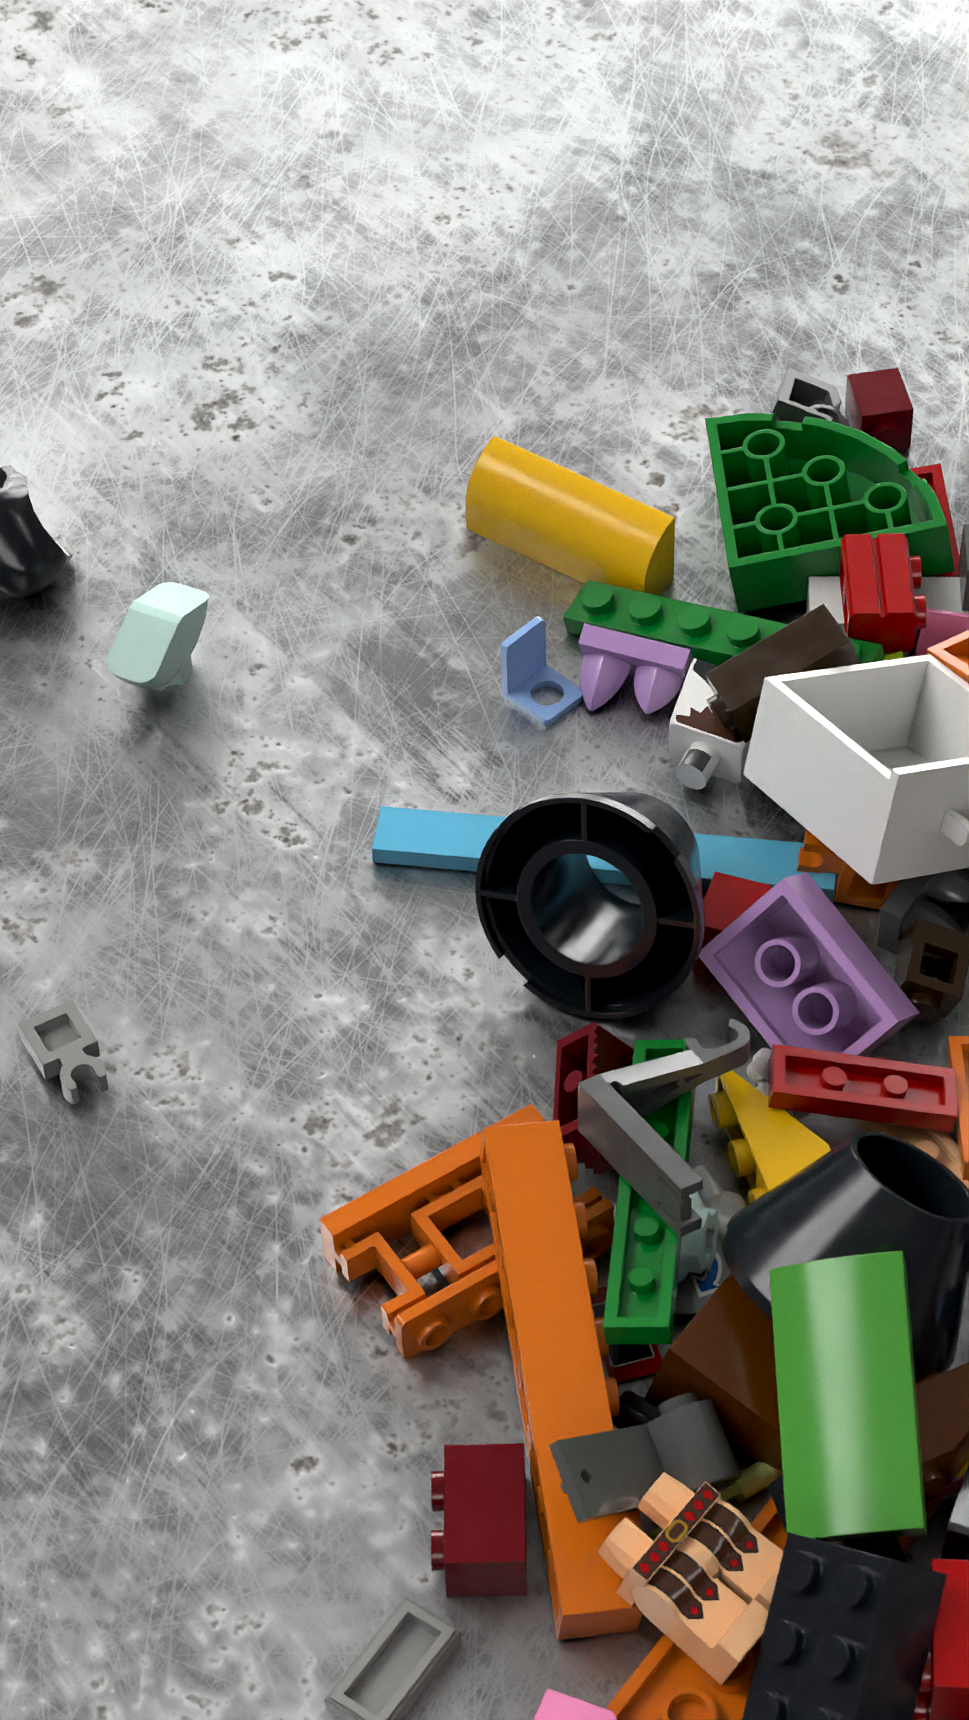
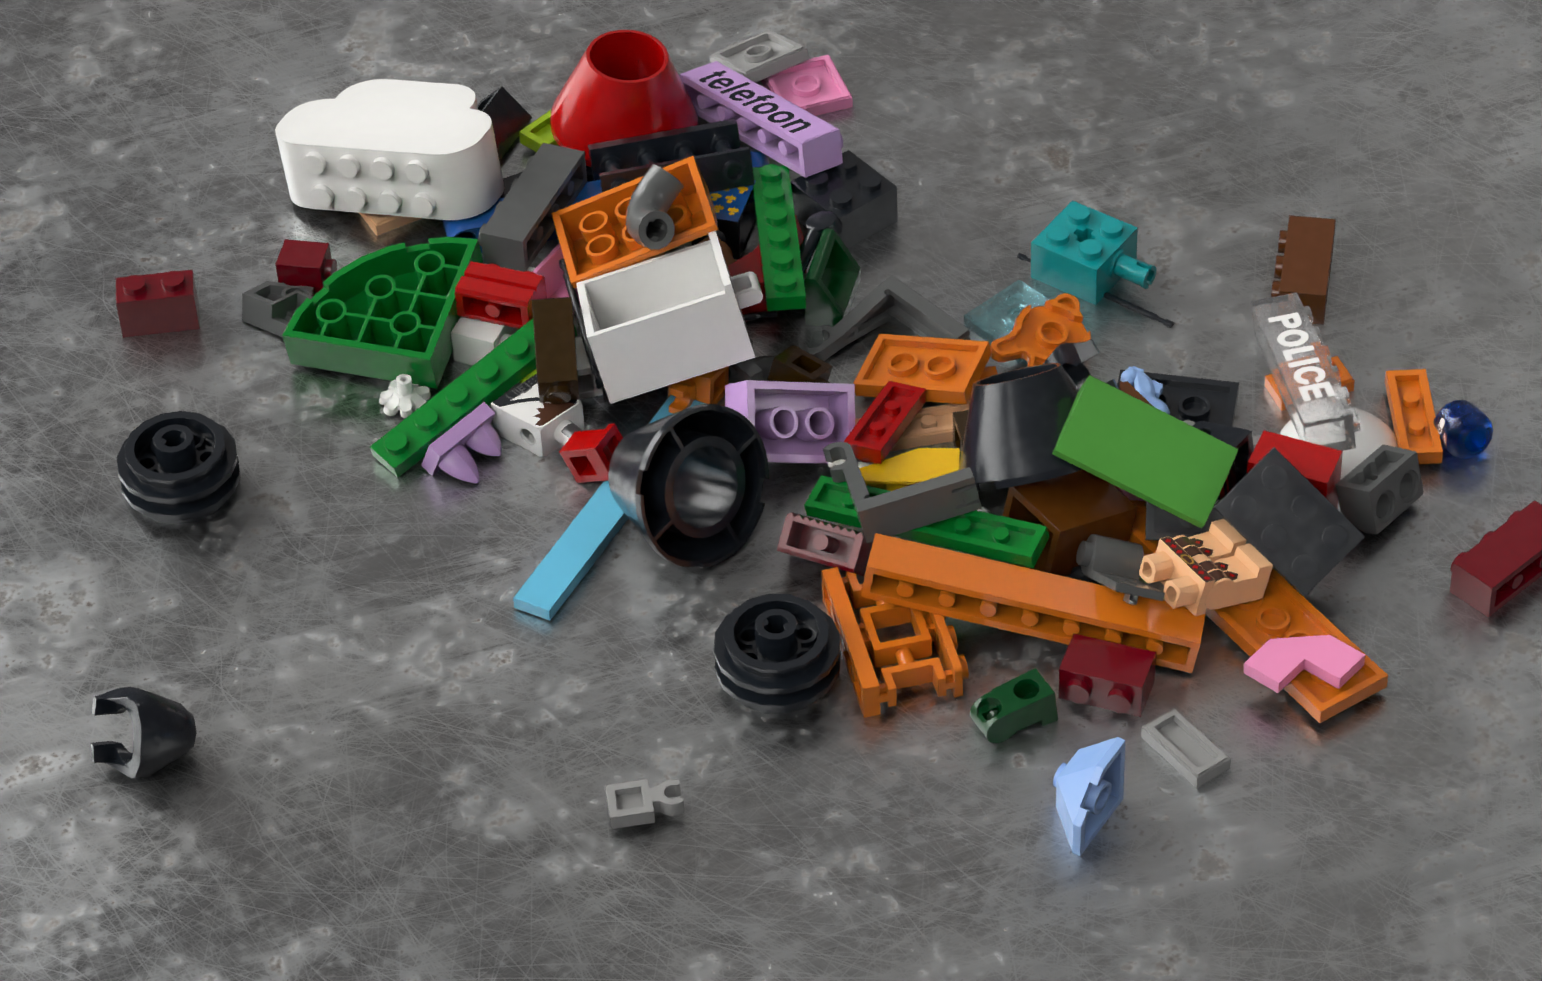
camera: 70 degrees left, 5 degrees down
(159, 637) = (298, 667): light aqua piece -> none
(223, 1559) = (1089, 790): none -> light blue slope
(368, 1079) = (777, 653): none -> black wheel
(382, 1423) = (1014, 707): none -> dark green leg
(447, 411) = (178, 467): none -> black wheel
(526, 671) = (431, 496): light blue bracket -> none
(568, 520) = (317, 436): yellow brick -> none
(667, 781) = (590, 453): none -> red brick
(705, 584) = (403, 396): none -> white plant
(739, 305) = (157, 303): none -> dark red brick

